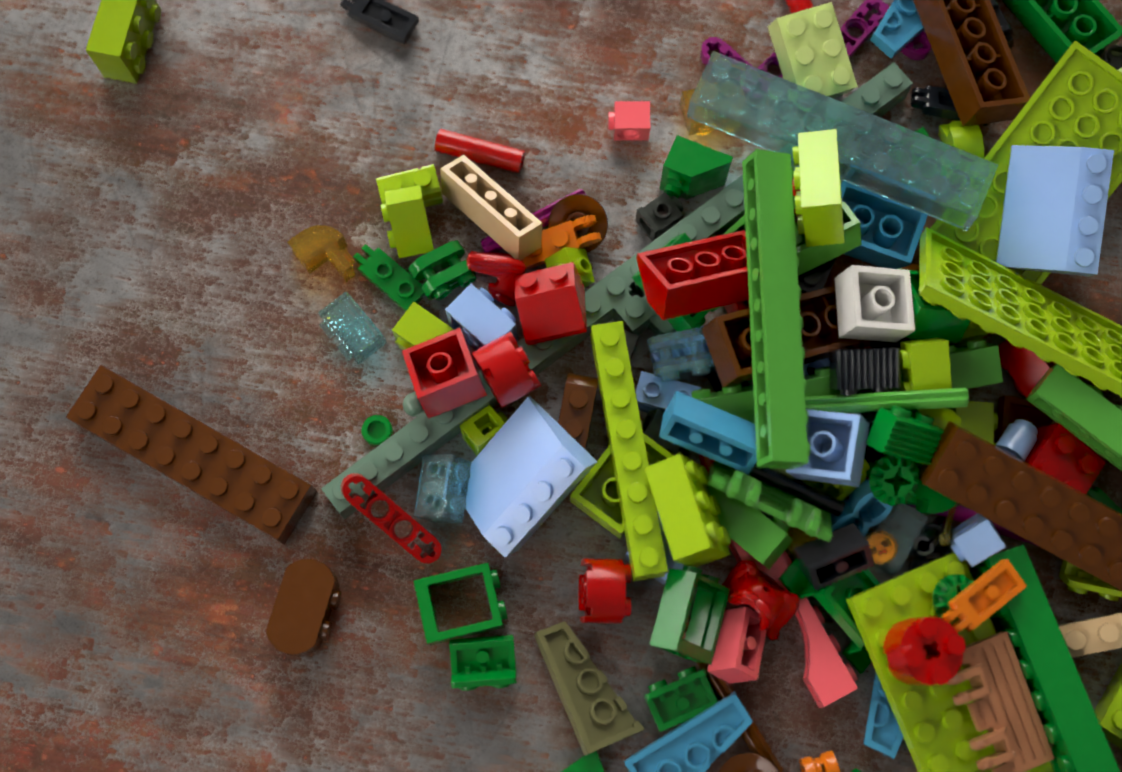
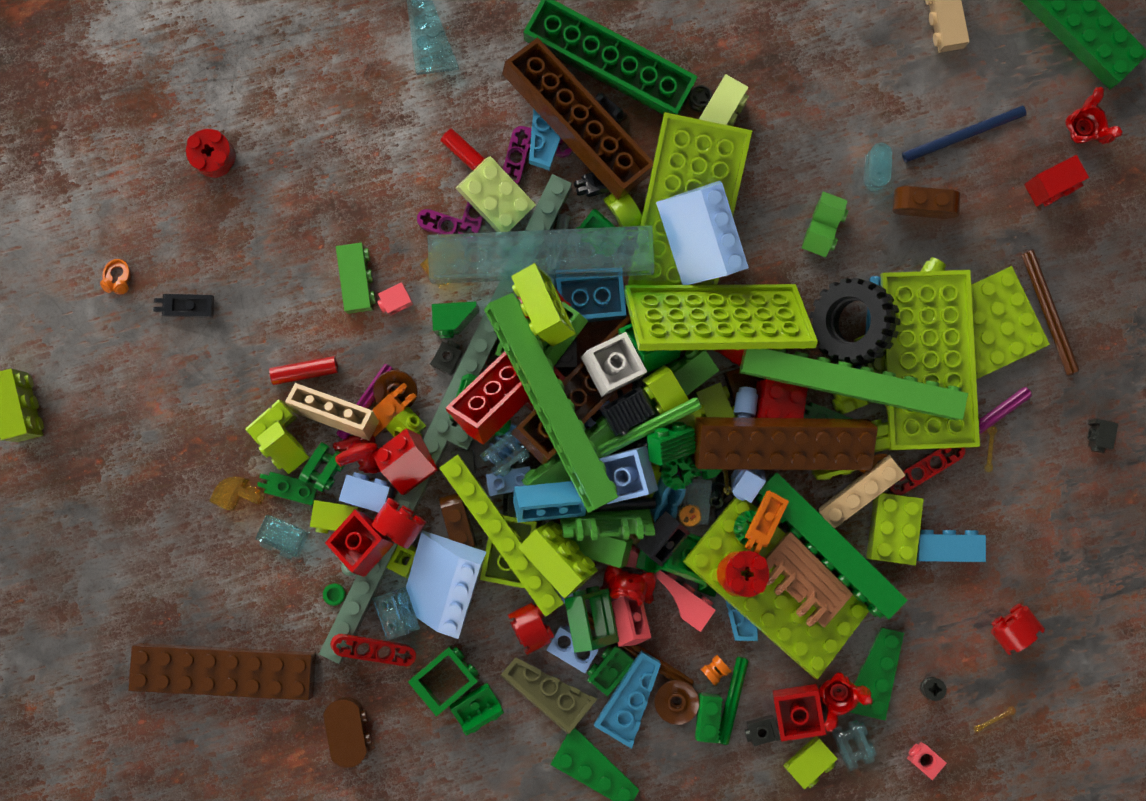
camera: 25 degrees left, 10 degrees up
(595, 75) = (355, 278): none -> bright green brick
(637, 651) = (567, 653): none -> light blue brick

